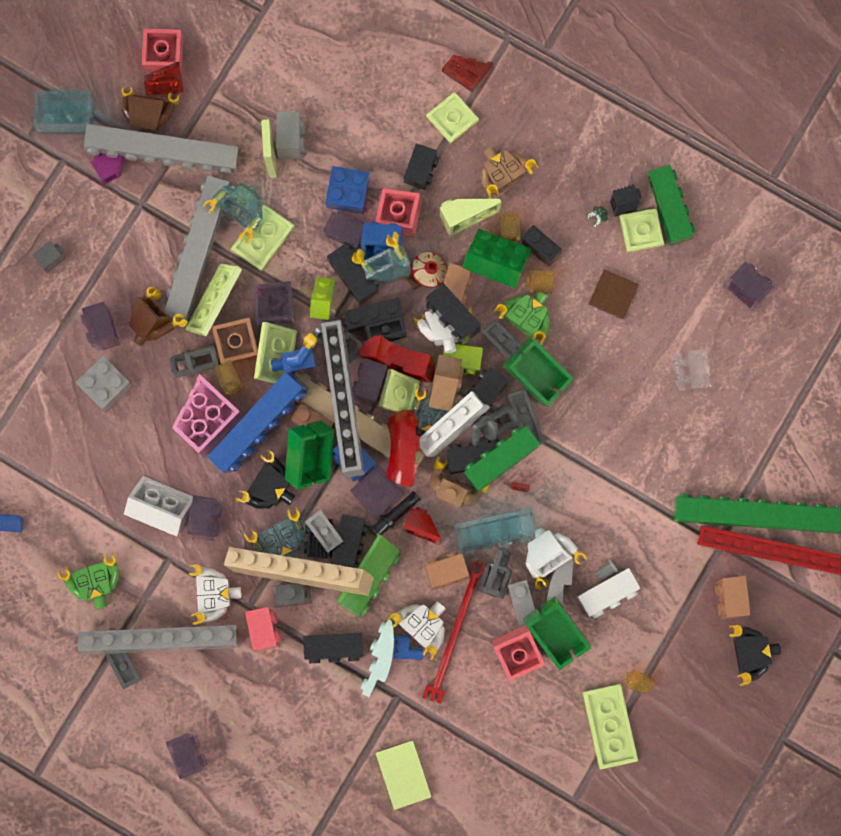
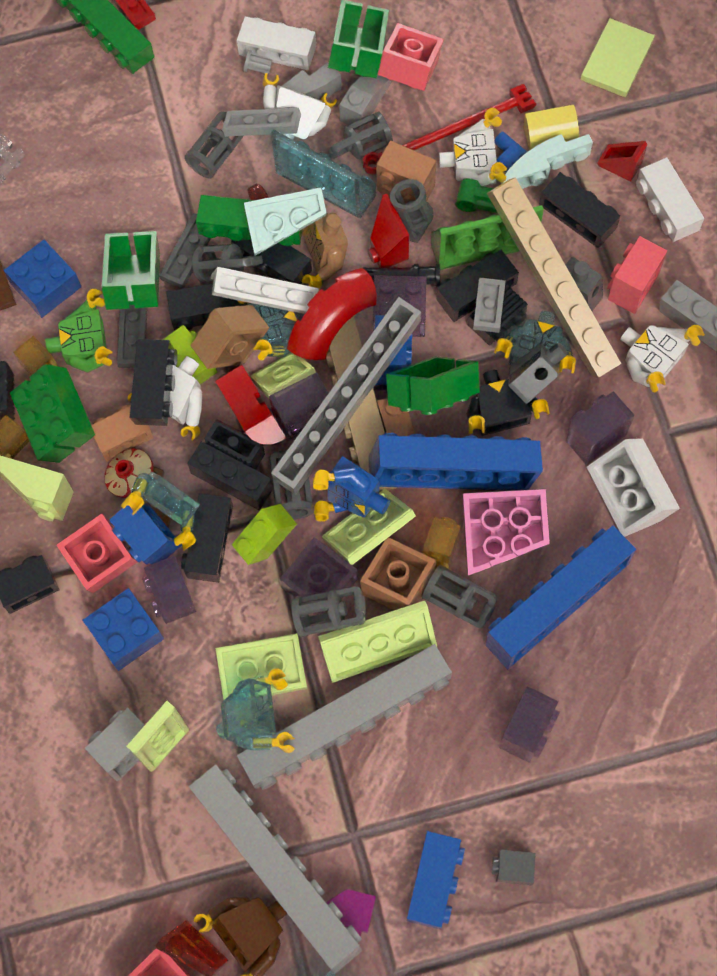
camera: 135 degrees left, 10 degrees down
(81, 216) = (435, 880): none -> blue brick
(104, 384) = (580, 663): light grey brick -> none
(142, 405) = (559, 597): none -> blue brick
(150, 320) = (467, 683): reddish brown torso -> none
(244, 288) = (336, 609): none -> dark grey piece
(264, 513) = (535, 370): none -> dark grey torso
(288, 700) = (669, 200): none -> white brick
(339, 704) = (623, 158): none -> red slope
(396, 686) = (550, 123): none -> light yellow brick
(400, 599) = (473, 197): none -> green piece
(419, 551) = (416, 213): none -> dark grey piece
(480, 468) = (282, 216): none -> light aqua wing
(554, 522) = (261, 122): none -> light grey plate
(576, 498) = (222, 148): none -> dark grey piece
(585, 327) = (42, 278): none -> blue brick

